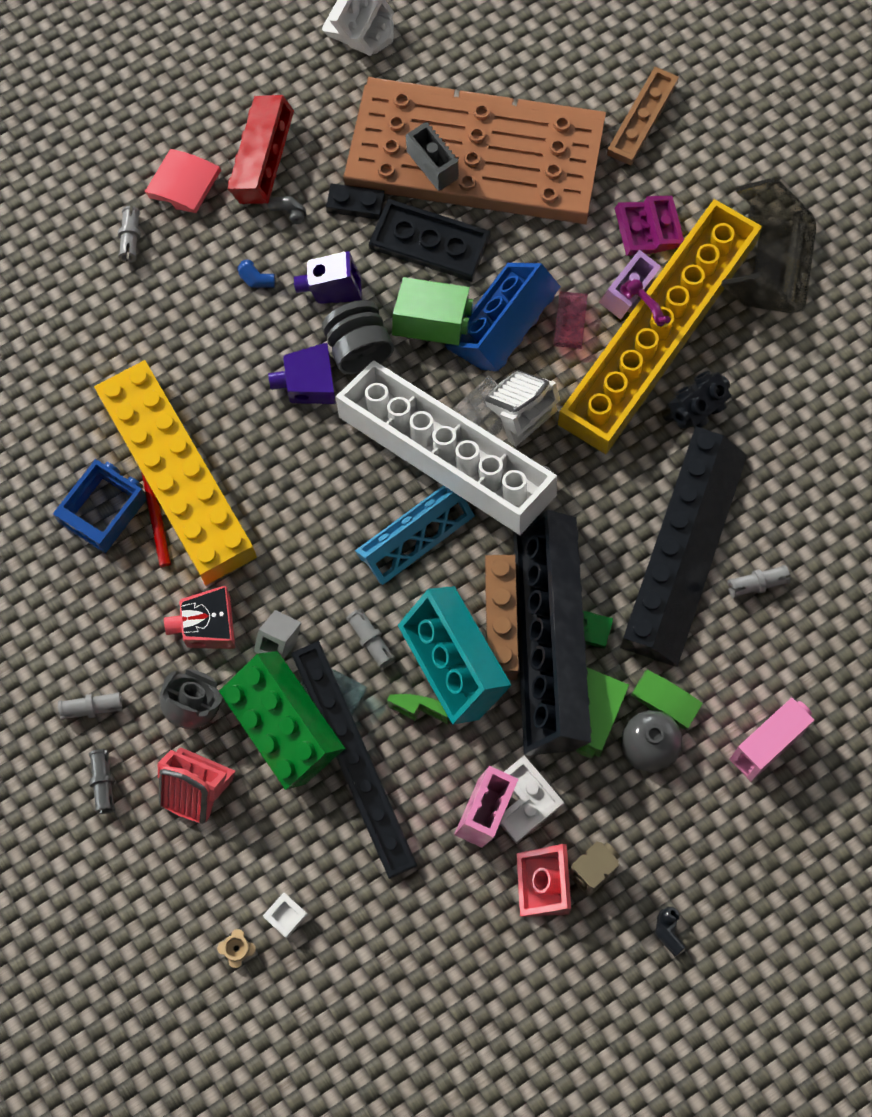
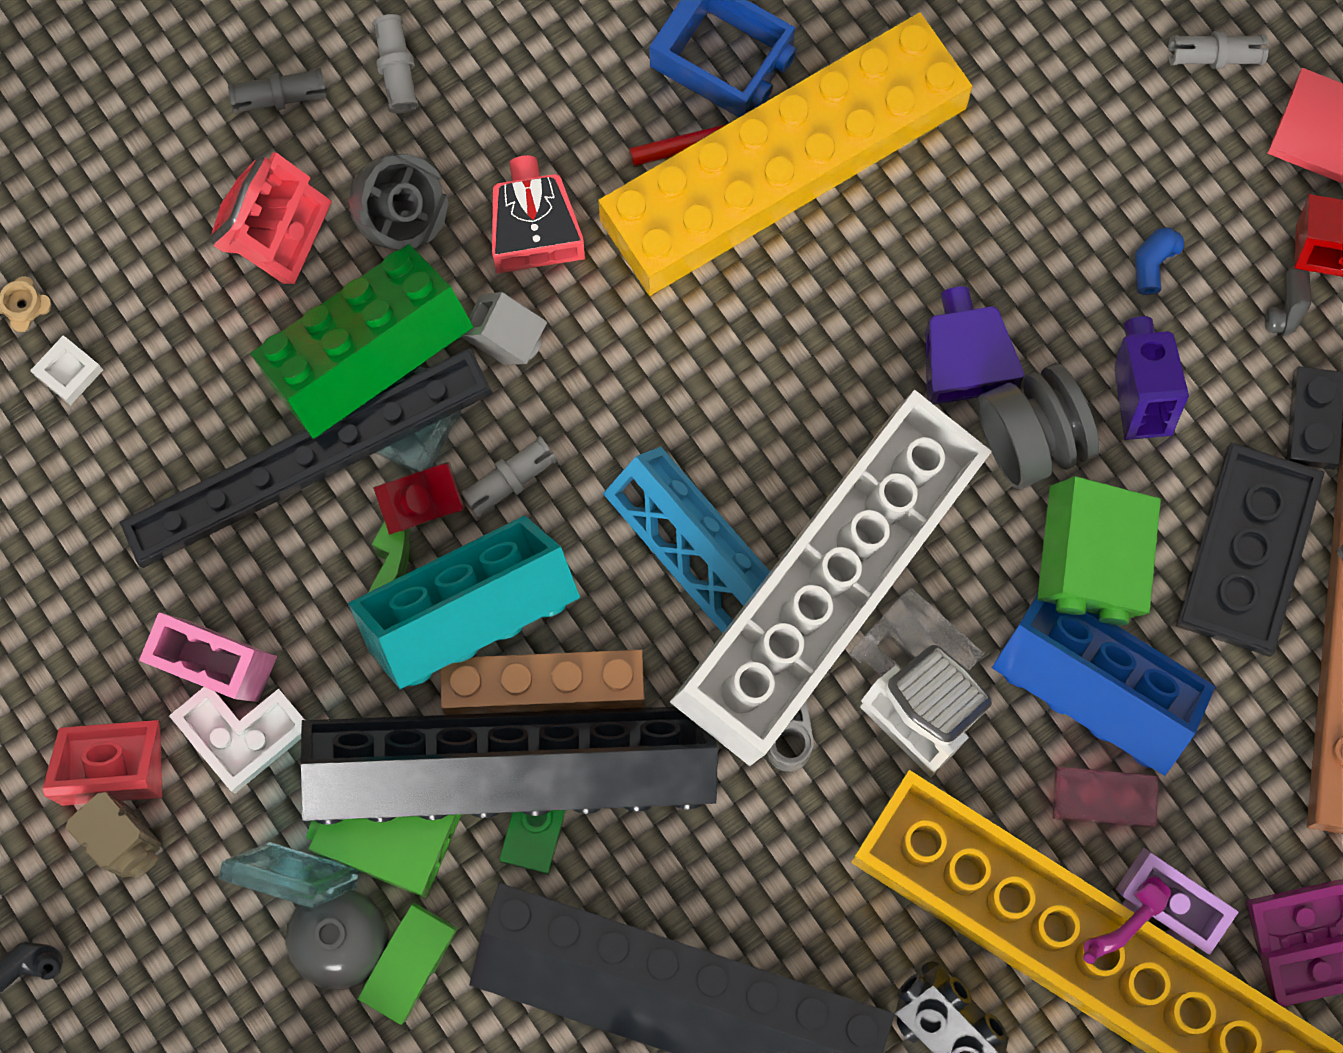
camera: 85 degrees right, 5 degrees up
(383, 682) = (419, 497): none -> dark red slope
(618, 759) = (289, 874): none -> clear light blue plate

